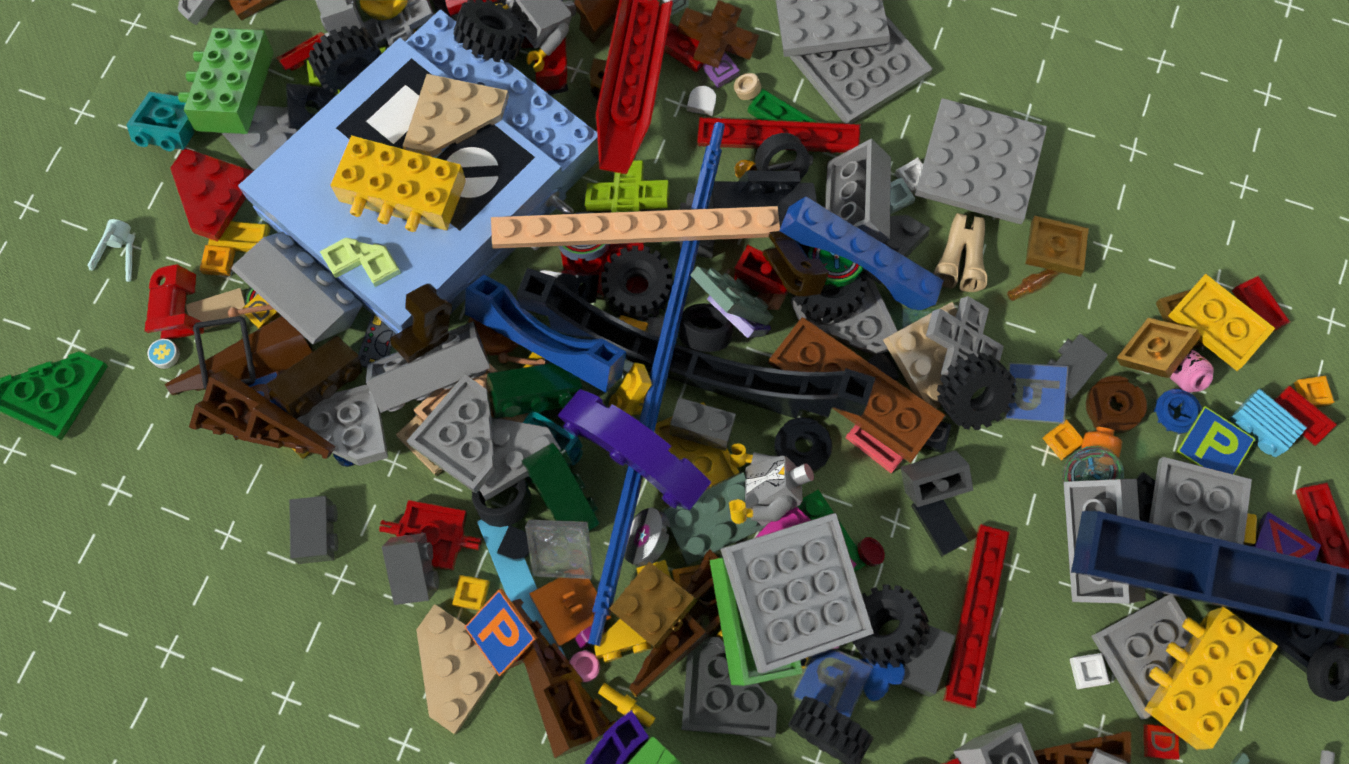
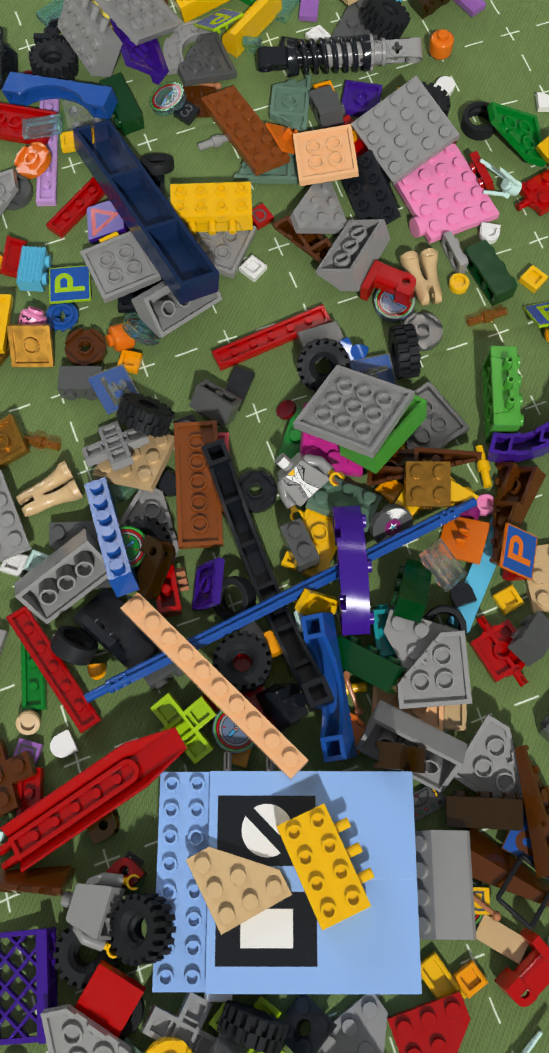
camera: 130 degrees left, 0 degrees up
(350, 254) = (397, 853): yellowish green tile -> none
(732, 295) = (204, 590): sand green plate -> none

